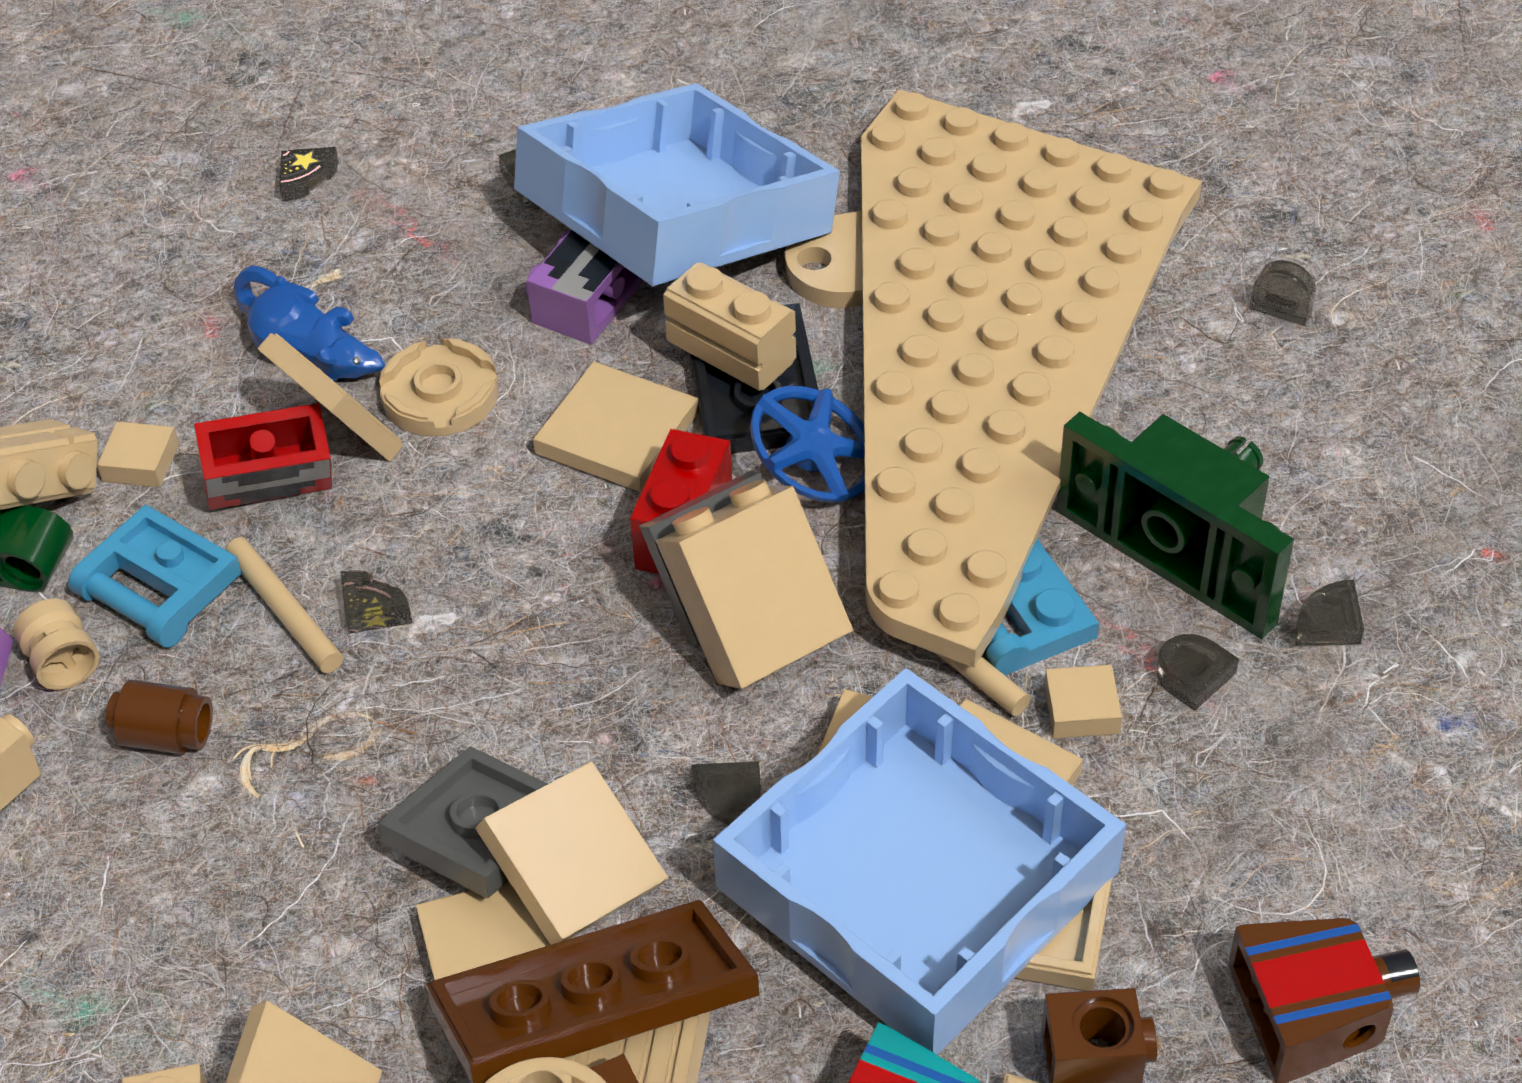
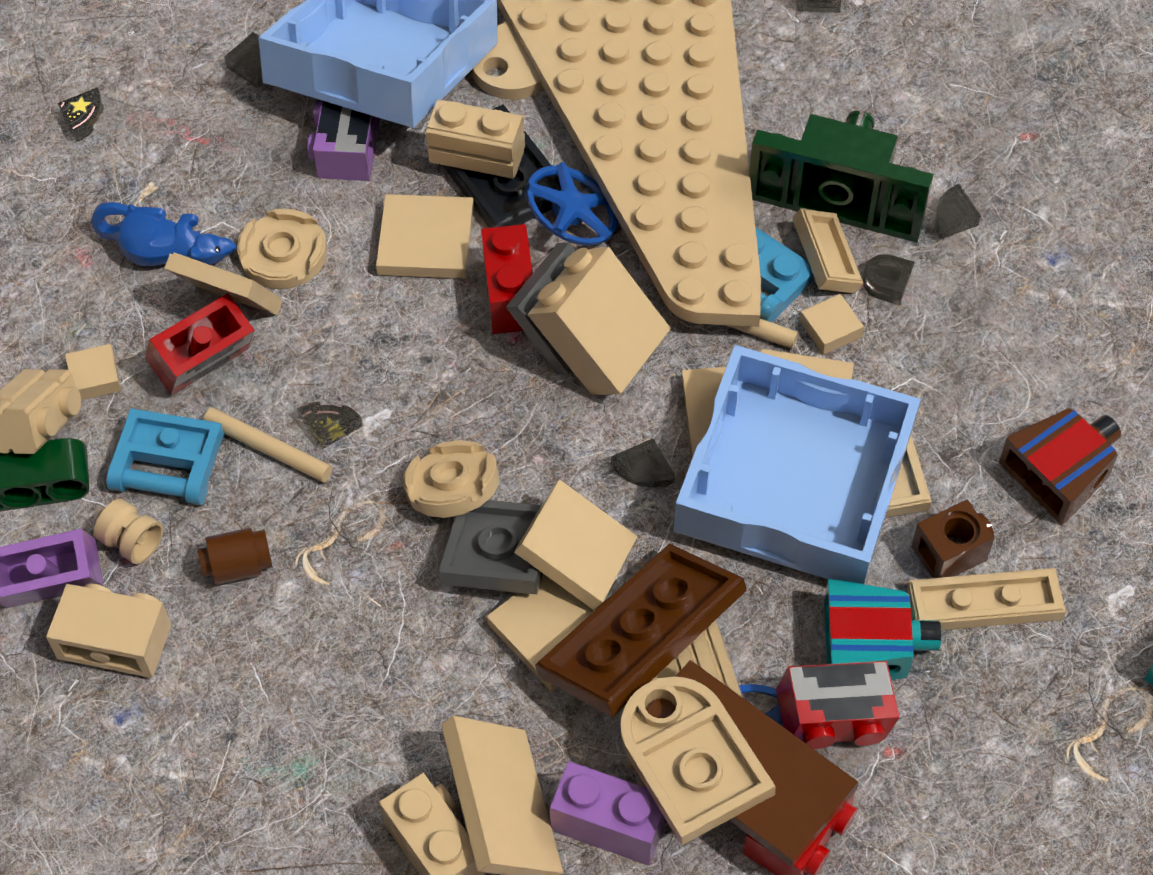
camera: 25 degrees left, 10 degrees up
(471, 719) = (451, 479): none -> tan tile
(1123, 606) = (827, 251): none -> tan tile

